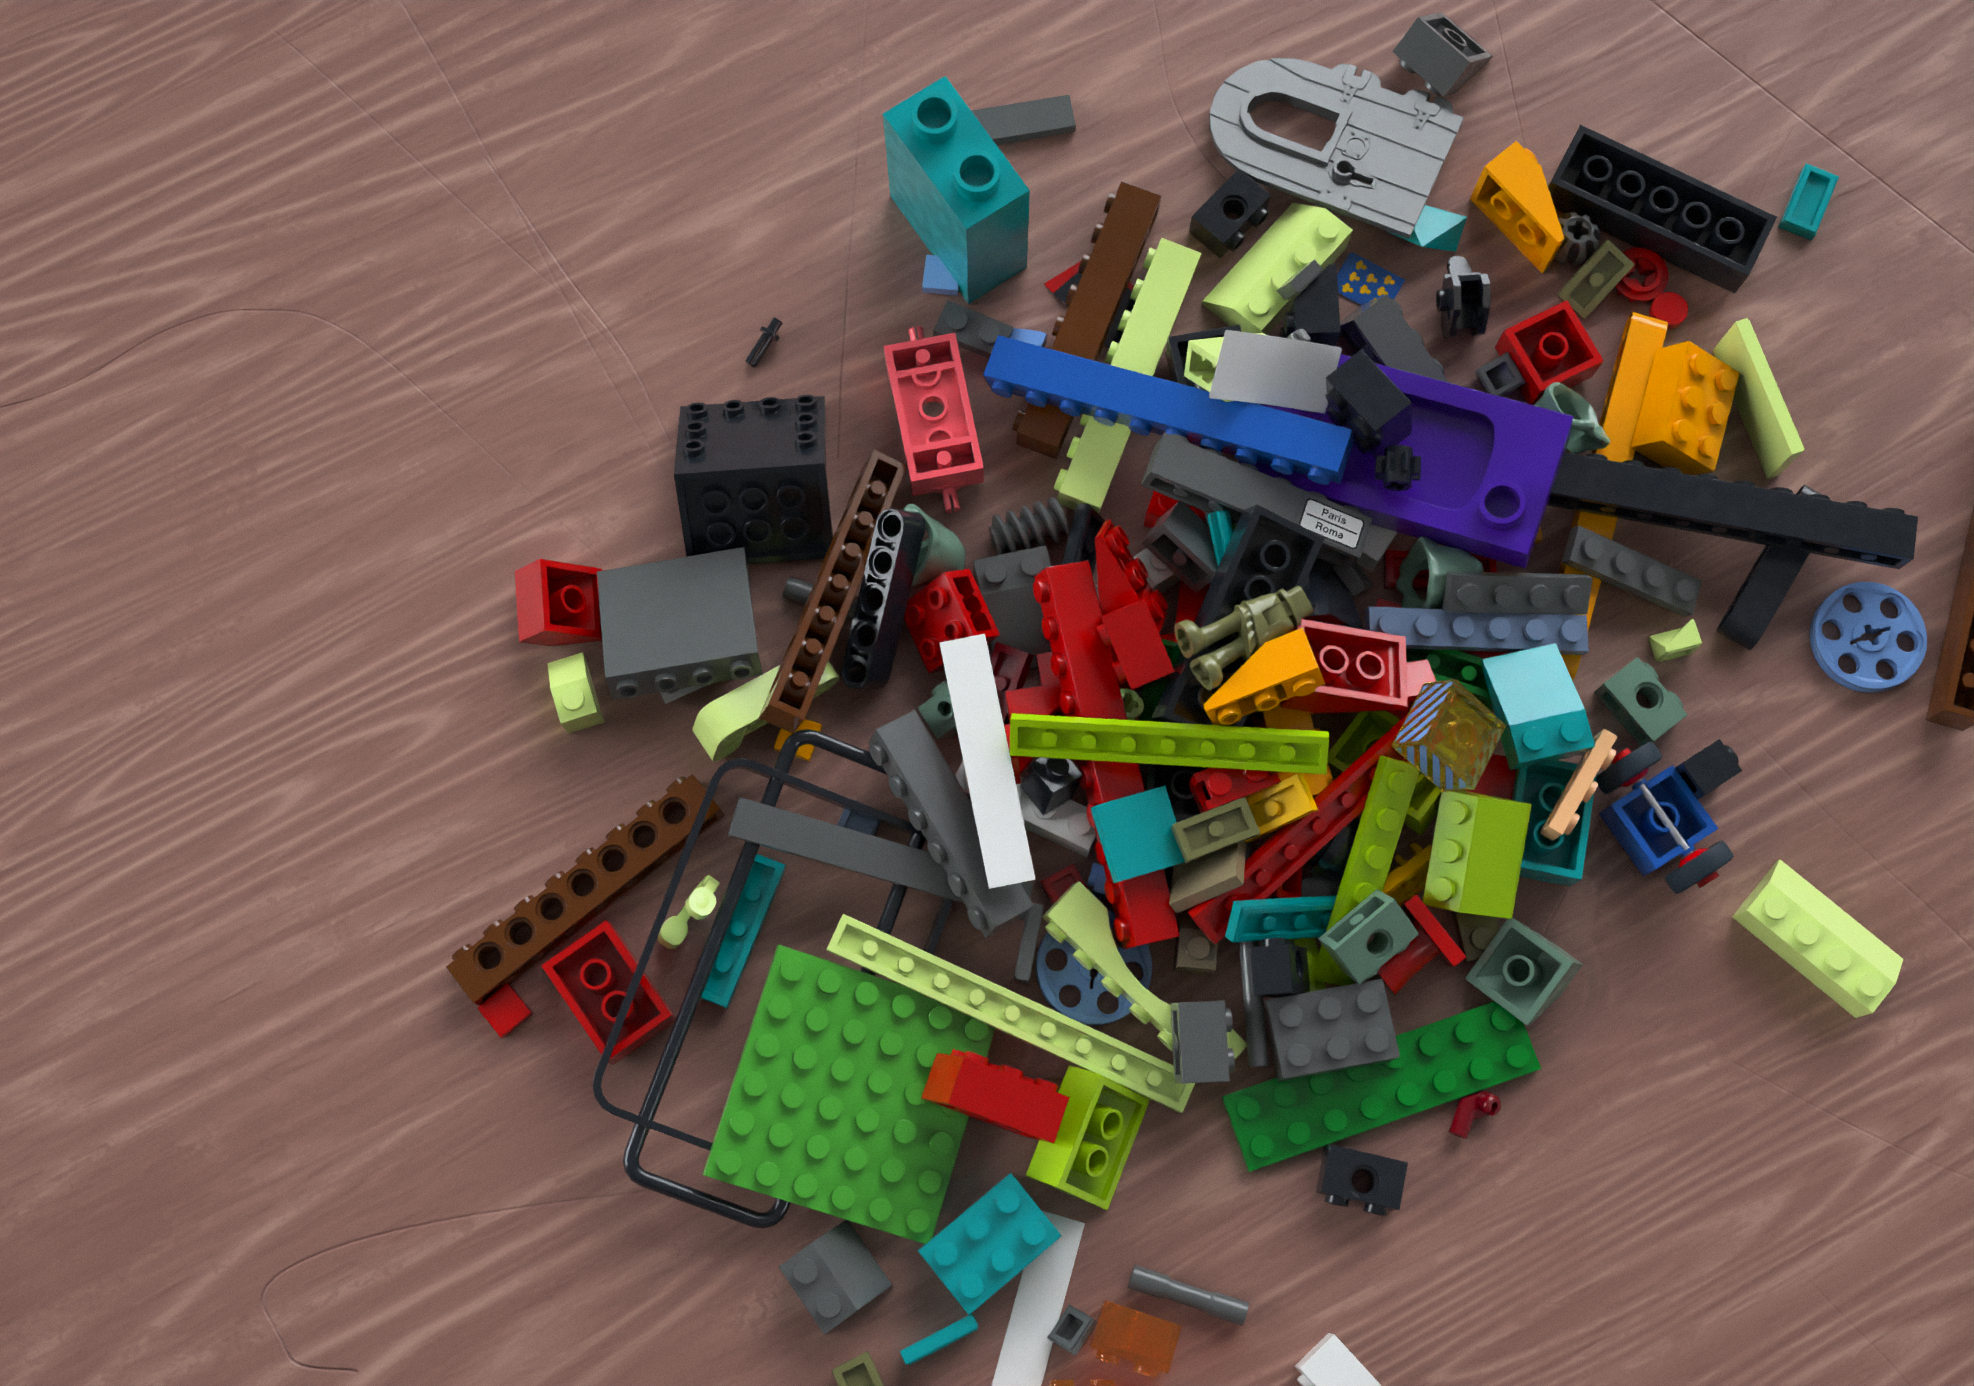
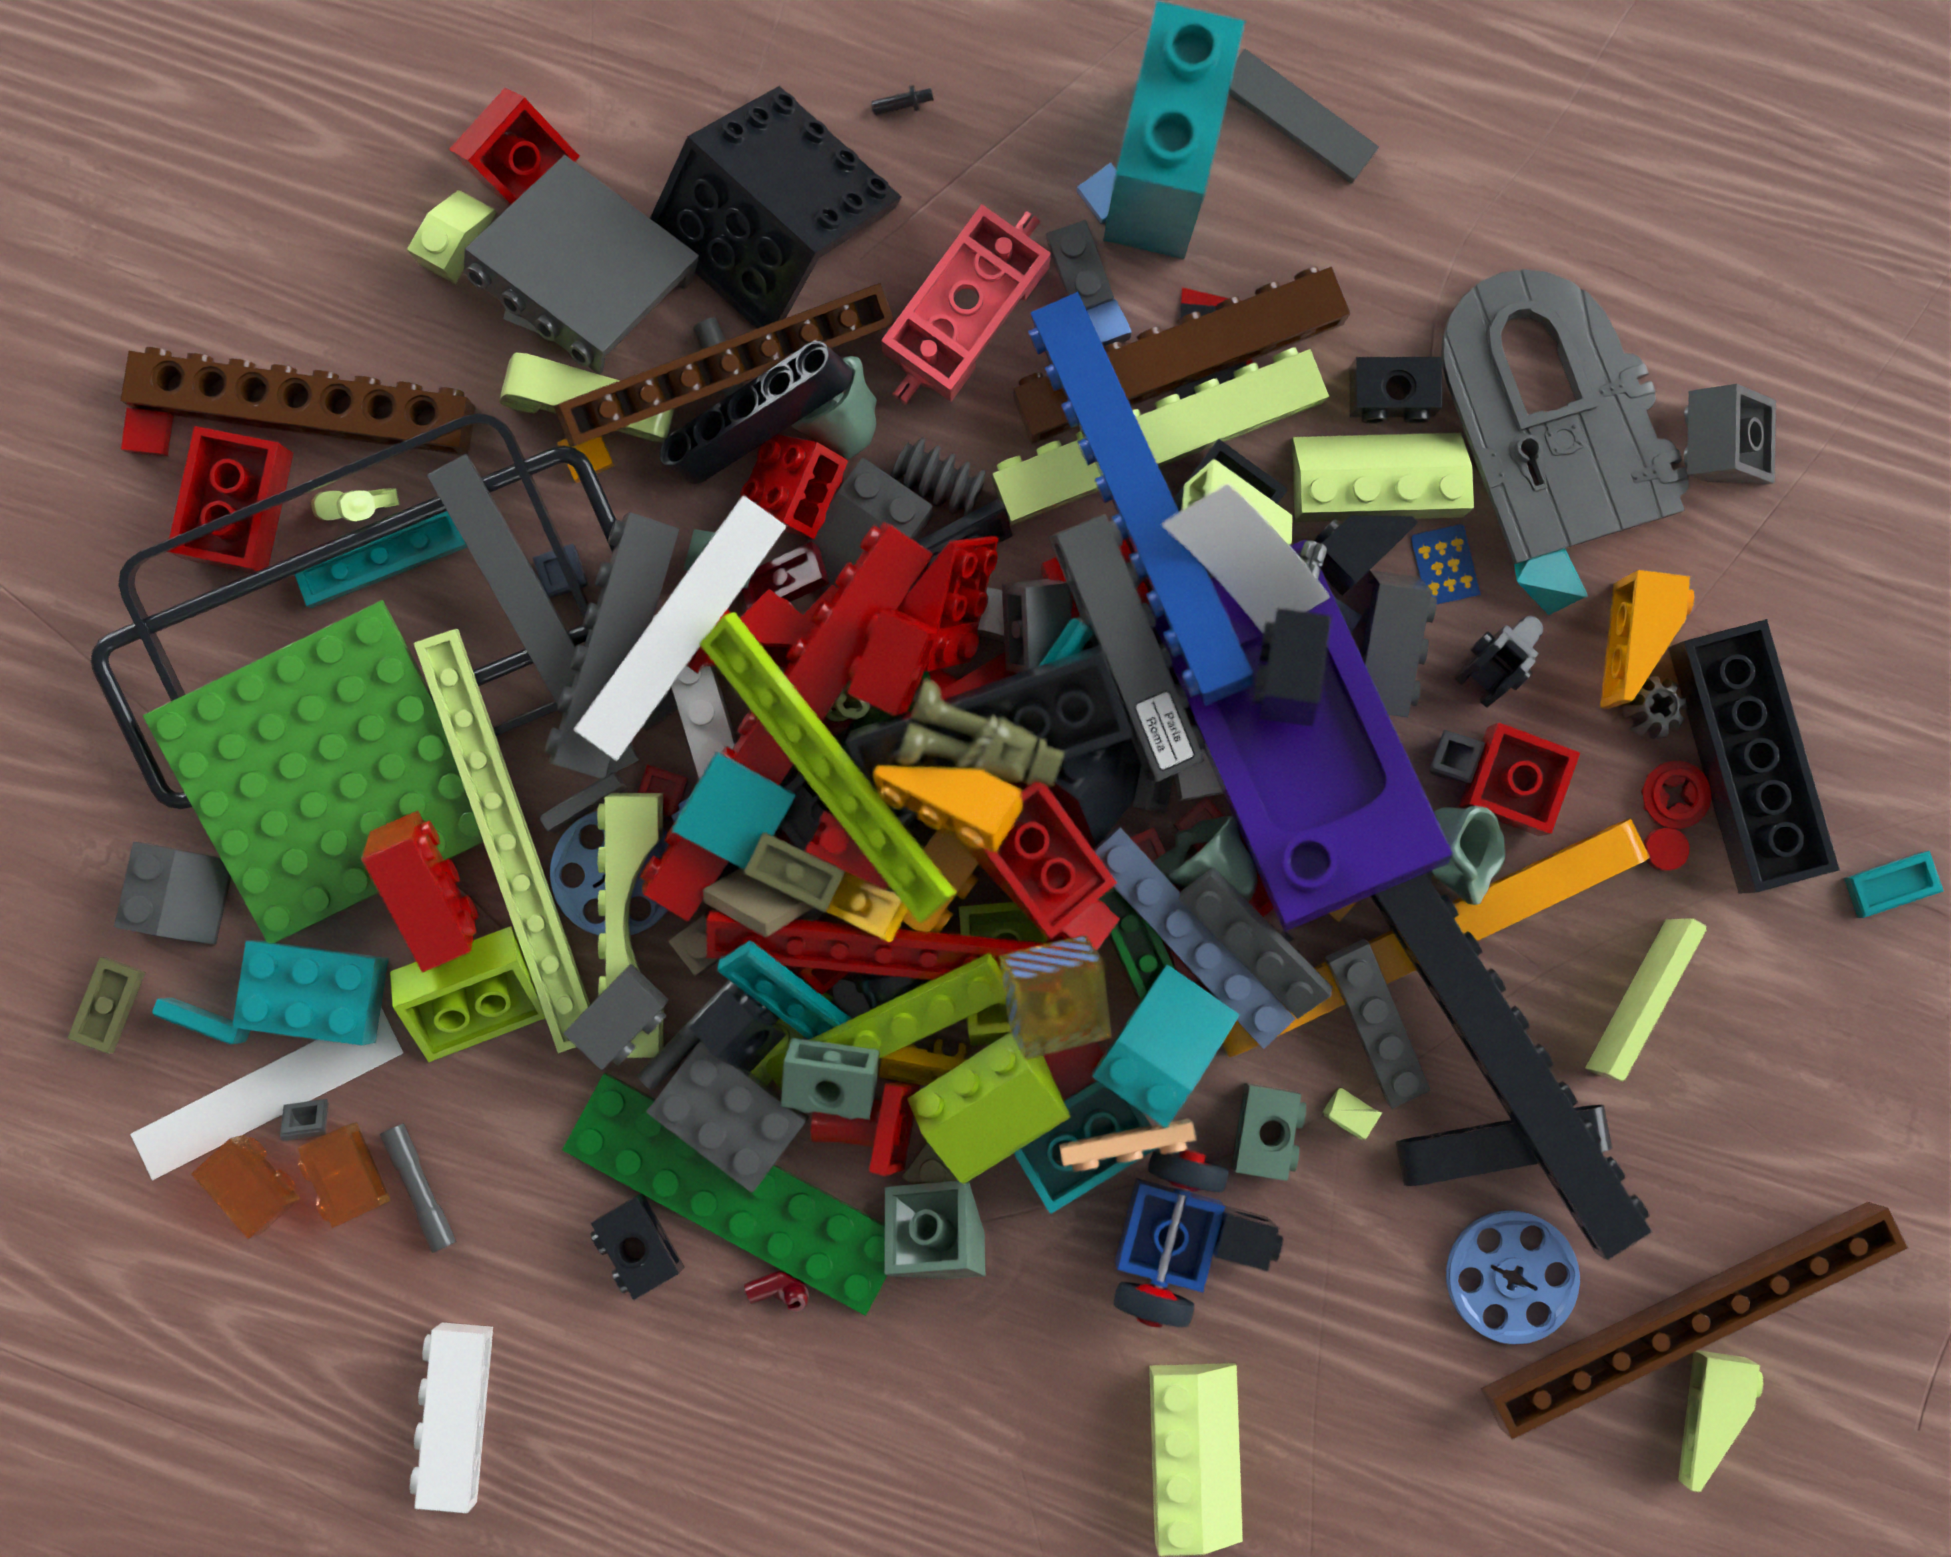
camera: 45 degrees right, 10 degrees up
(1050, 782) = (718, 700): black brick -> none
(1300, 280) = (1374, 504): dark grey tile -> none
(1398, 467) = (1262, 743): black gear -> none
(1595, 279) = (1631, 760): olive plate -> none
(1685, 409) = (1575, 943): light orange brick -> none

